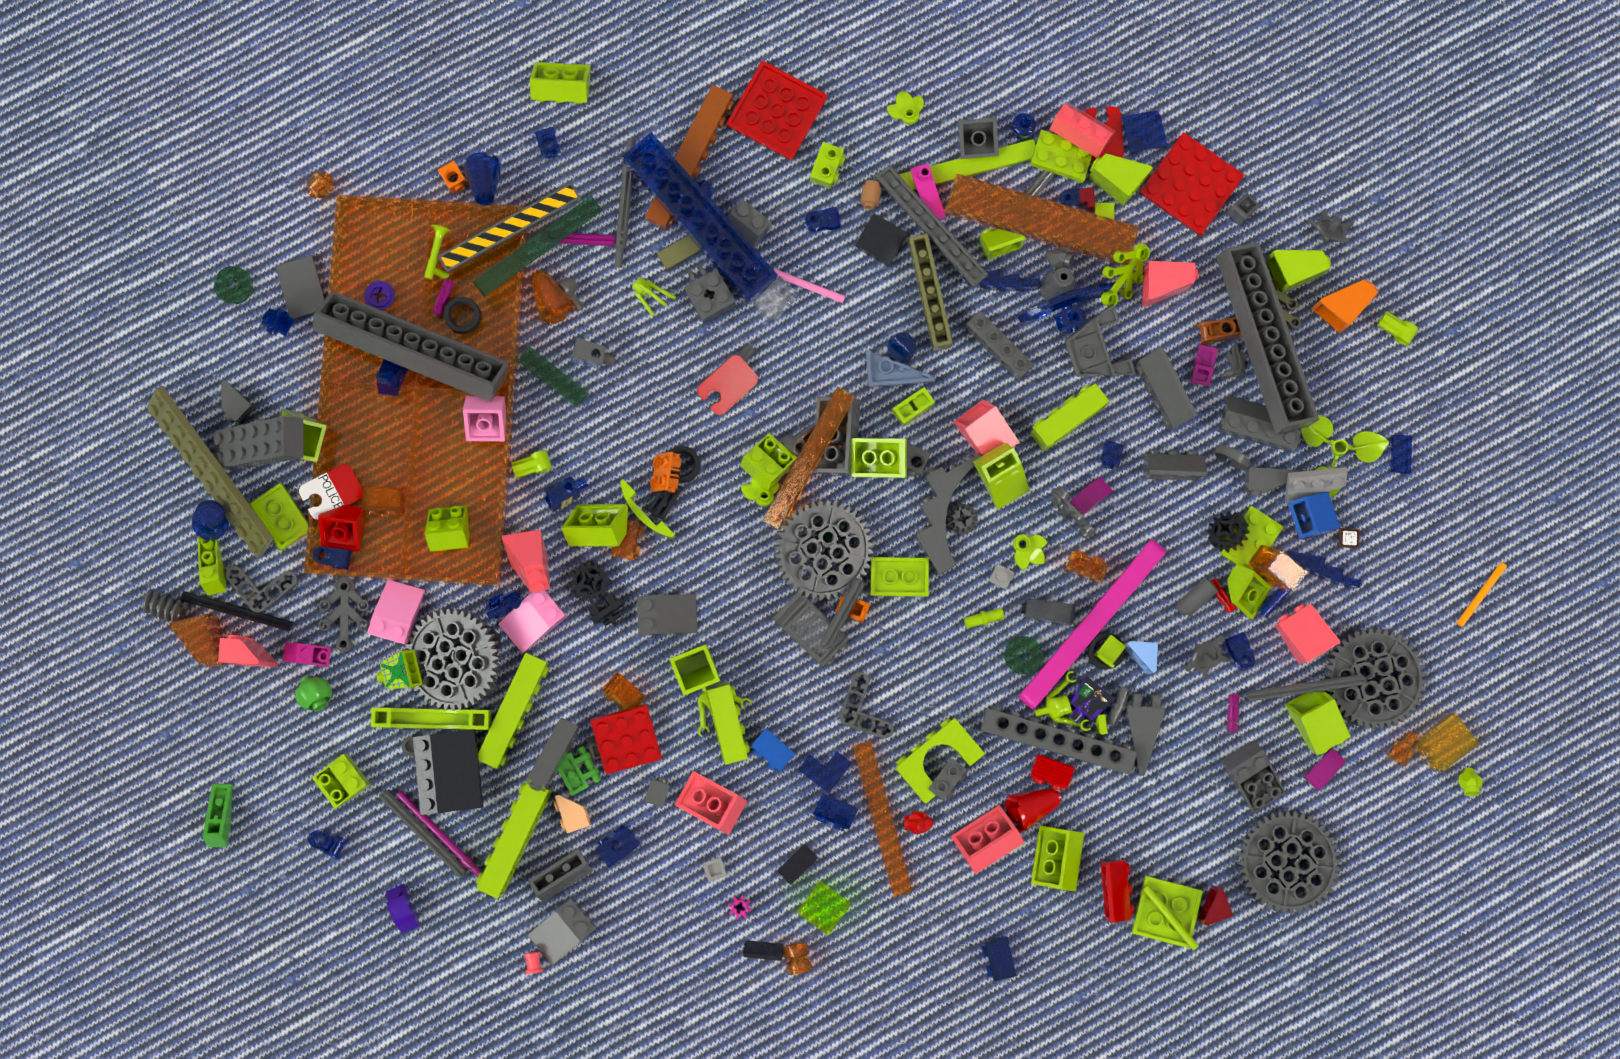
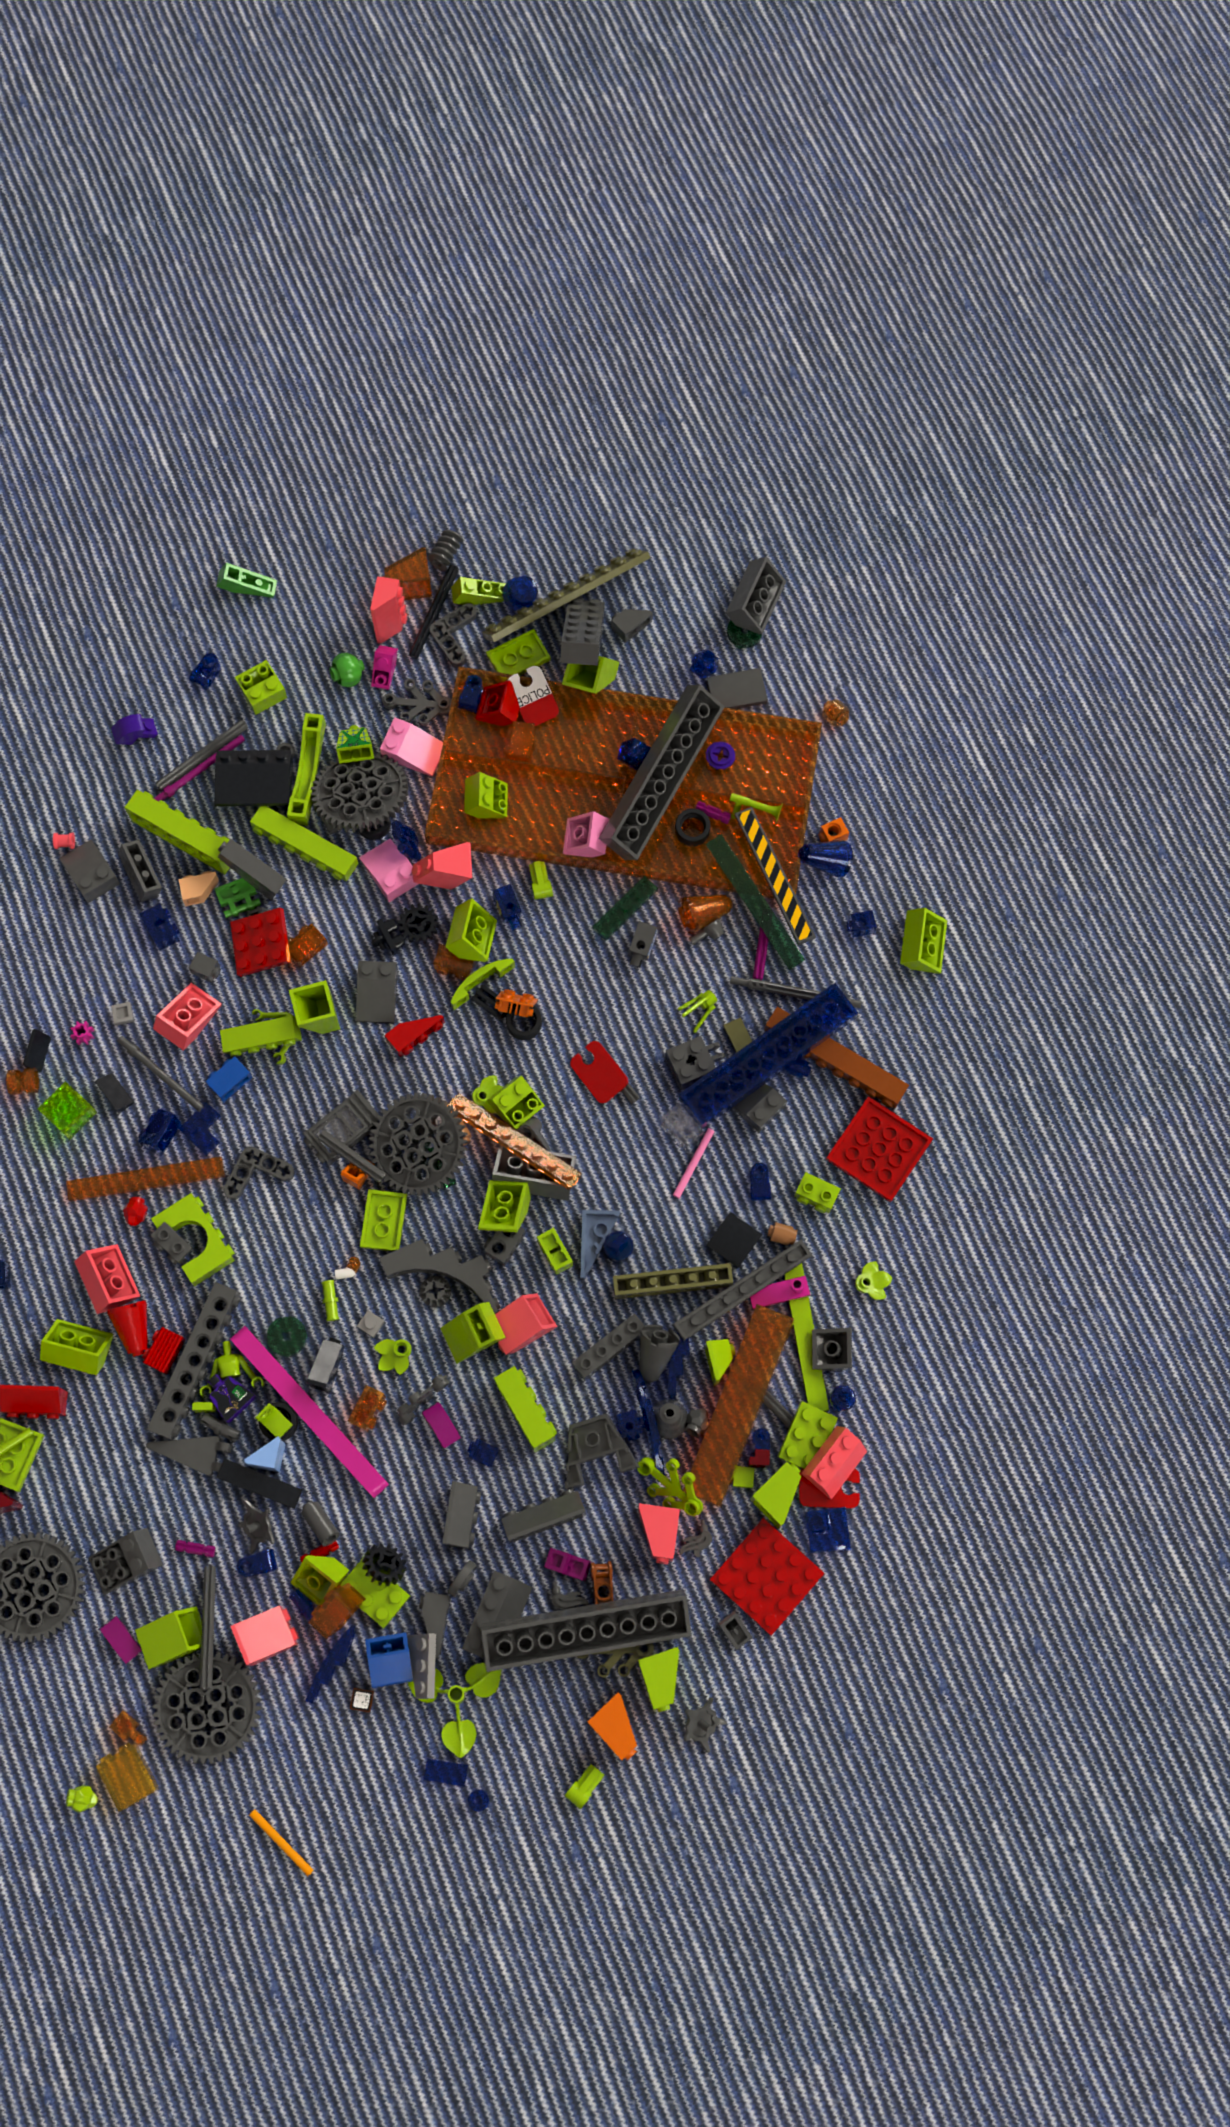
camera: 95 degrees right, 10 degrees down
(195, 275) = (756, 596): none -> dark grey slope
(708, 577) = (409, 1034): none -> red slope
(752, 851) = (134, 1051): none -> dark grey bar
(951, 603) = (350, 1270): none -> arm
(999, 299) = (656, 1350): none -> dark grey cone
(1167, 660) = (259, 1483): none -> black slope
(1169, 248) = (697, 1543): none -> dark grey piece
(1418, 420) = (485, 1800): none -> clear blue brick

